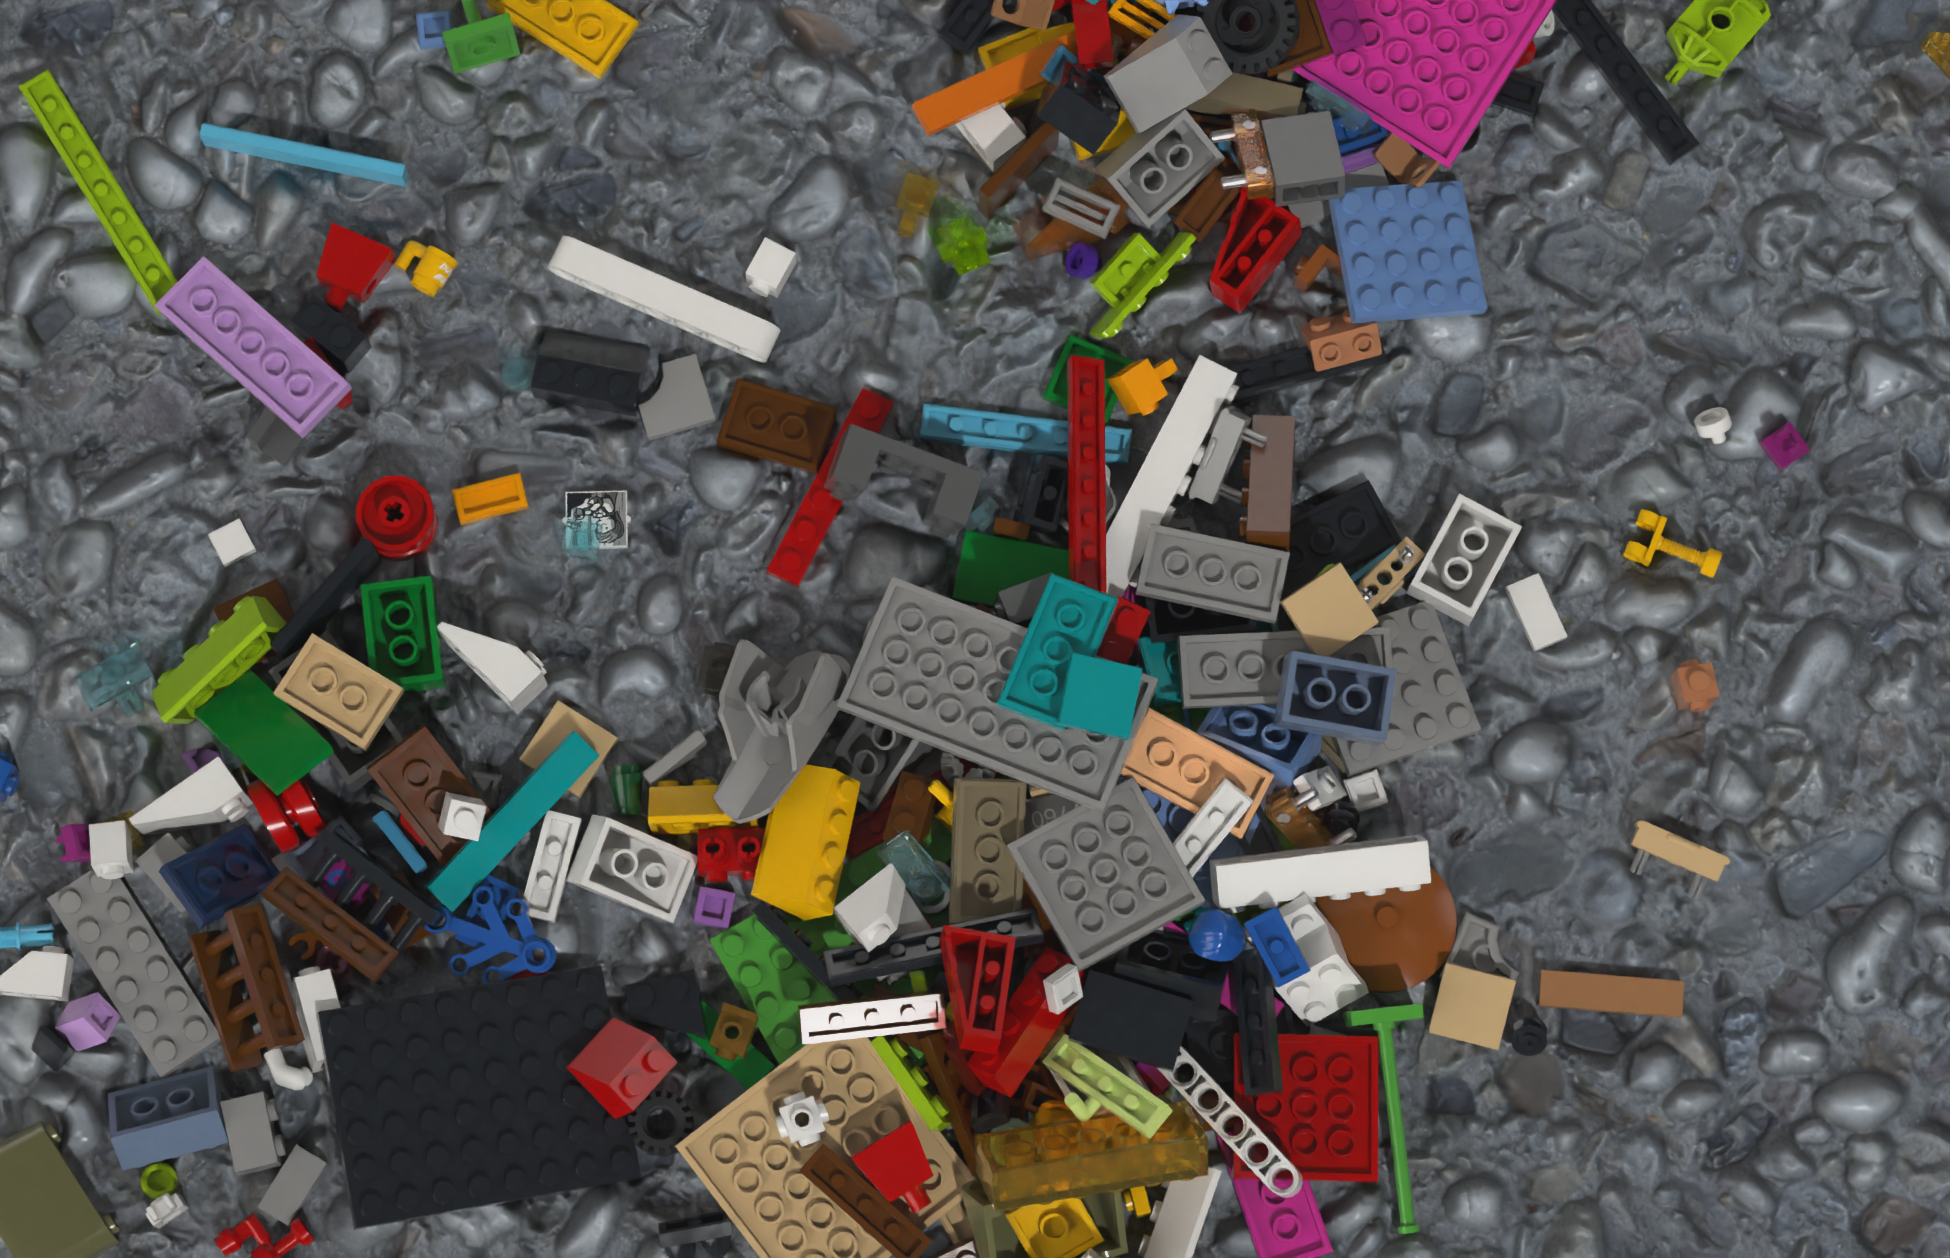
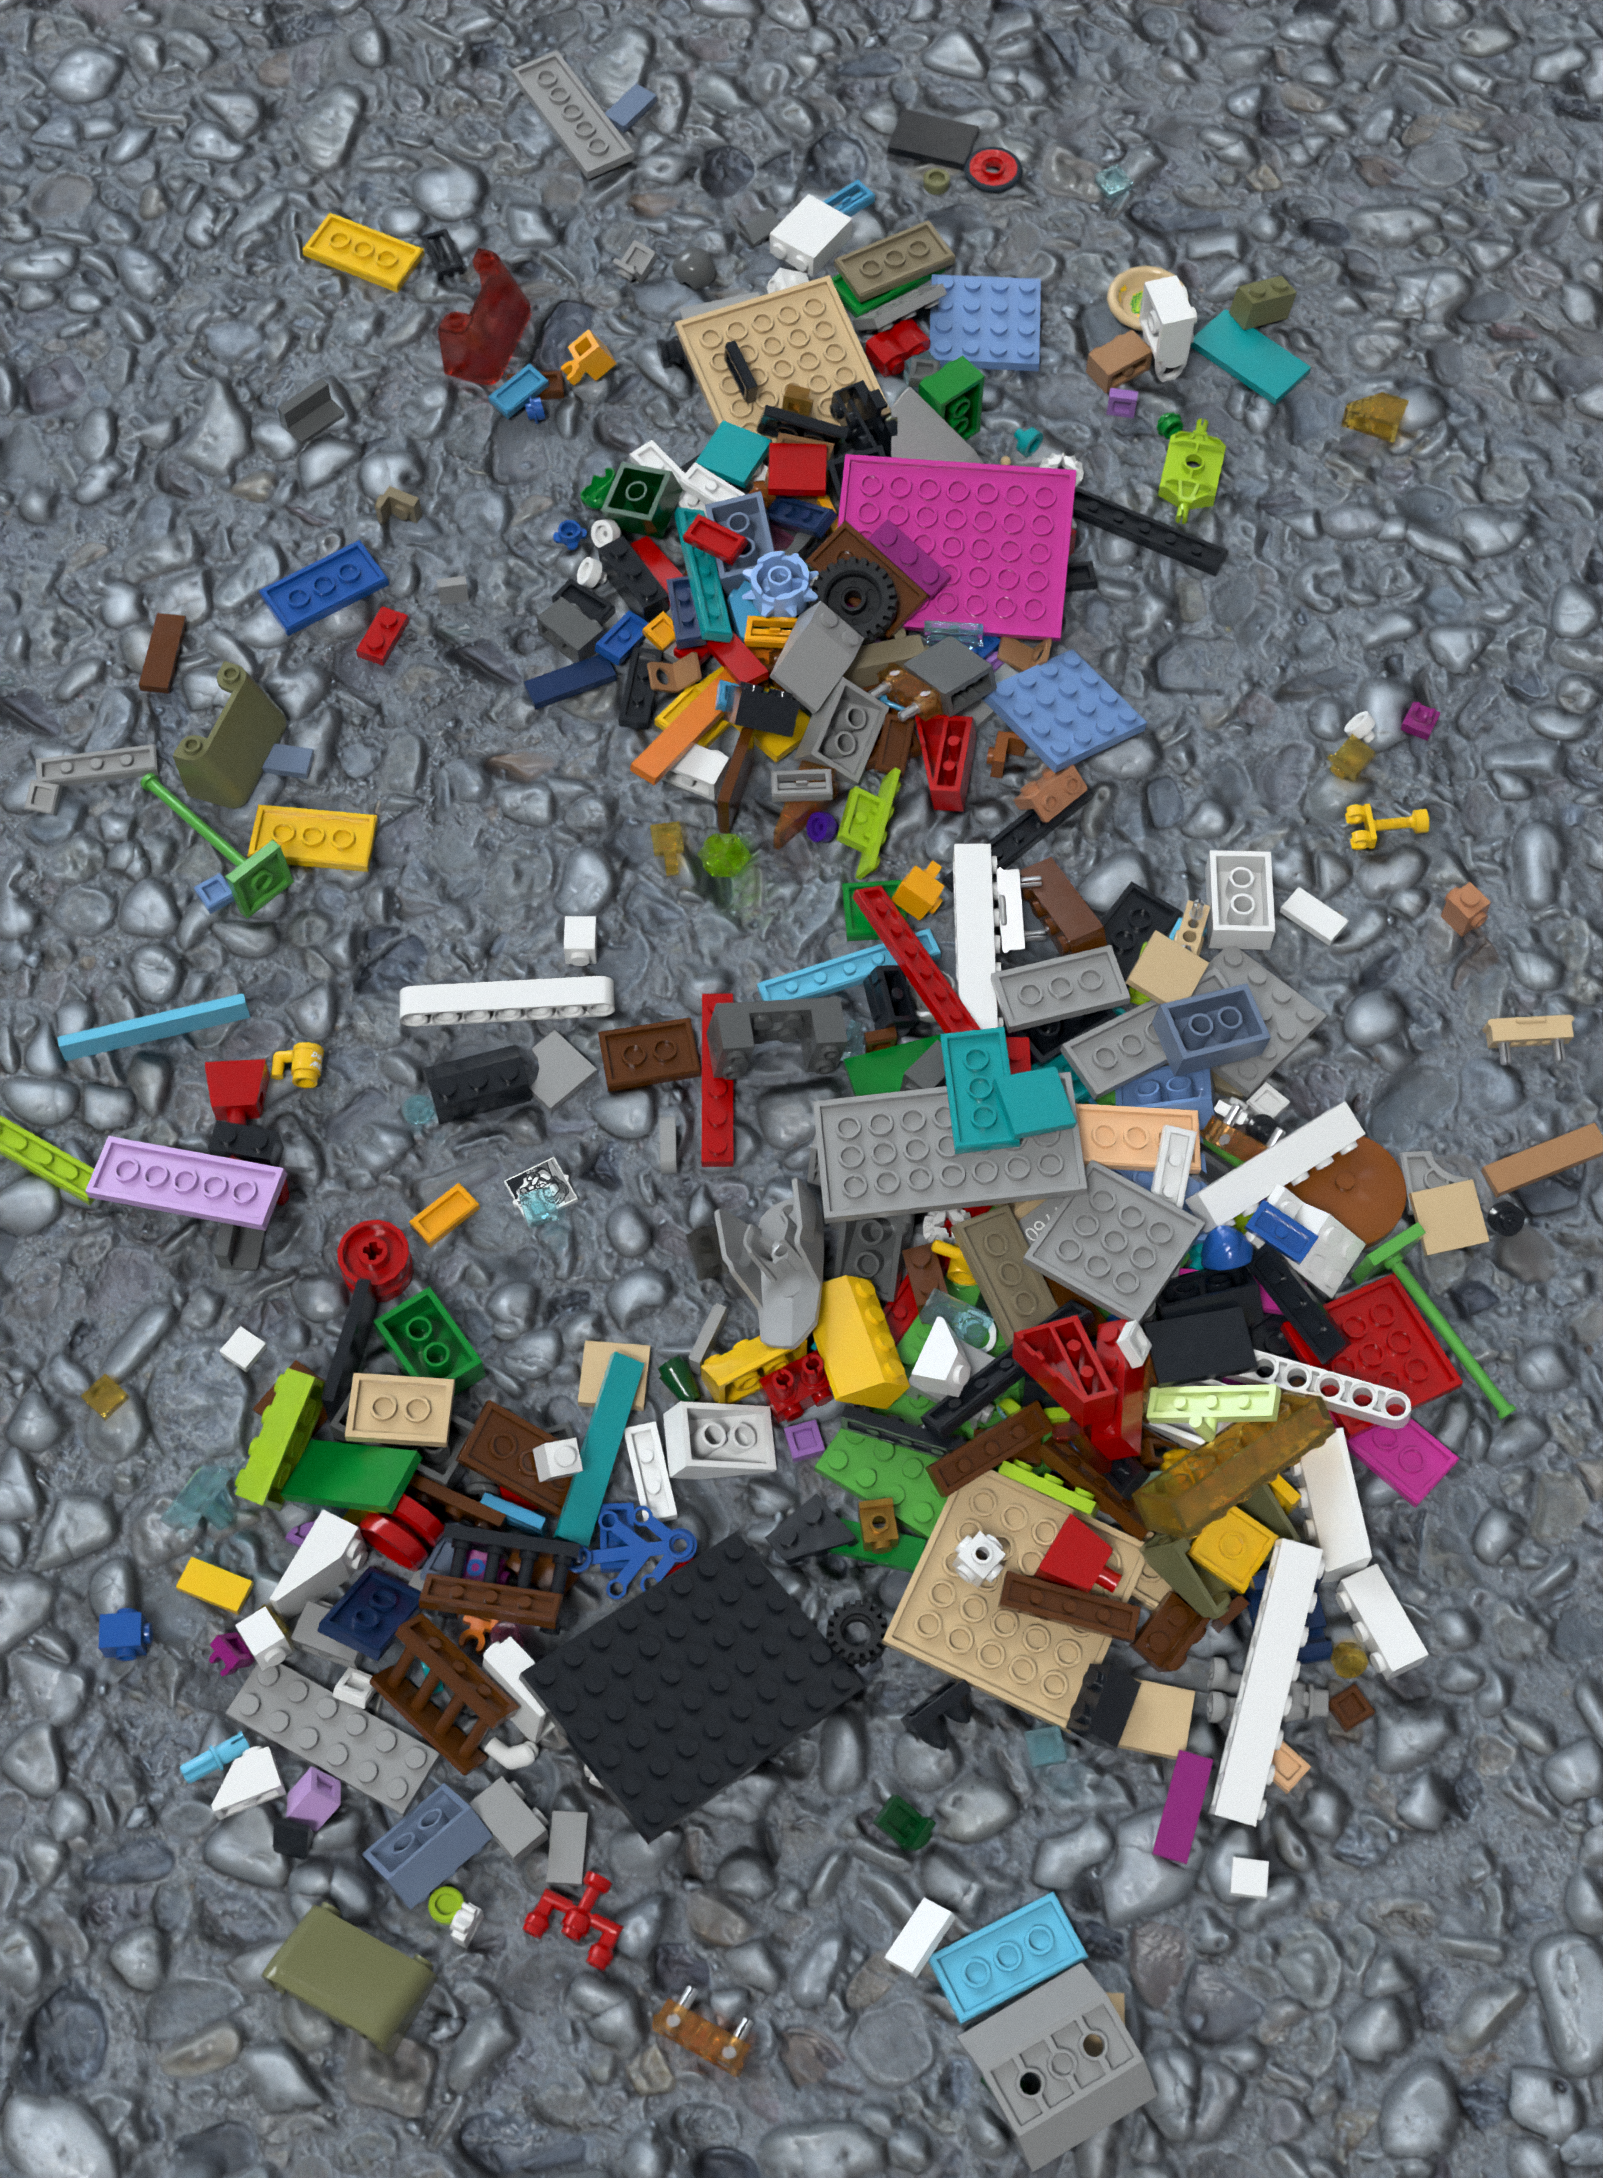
camera: 25 degrees left, 15 degrees down
(81, 525) = (105, 1397): none -> clear yellow tile
(95, 768) = (214, 1585): none -> yellow tile
(173, 935) = (354, 1688): none -> white tile
(352, 808) = (455, 1504): none -> reddish brown plate
(502, 666) = (519, 1331): white slope -> none
(621, 1066) = (801, 1599): red slope -> none
(742, 536) = (668, 1145): none -> light grey beam
(1679, 456) = (1350, 759): none -> clear yellow bracket

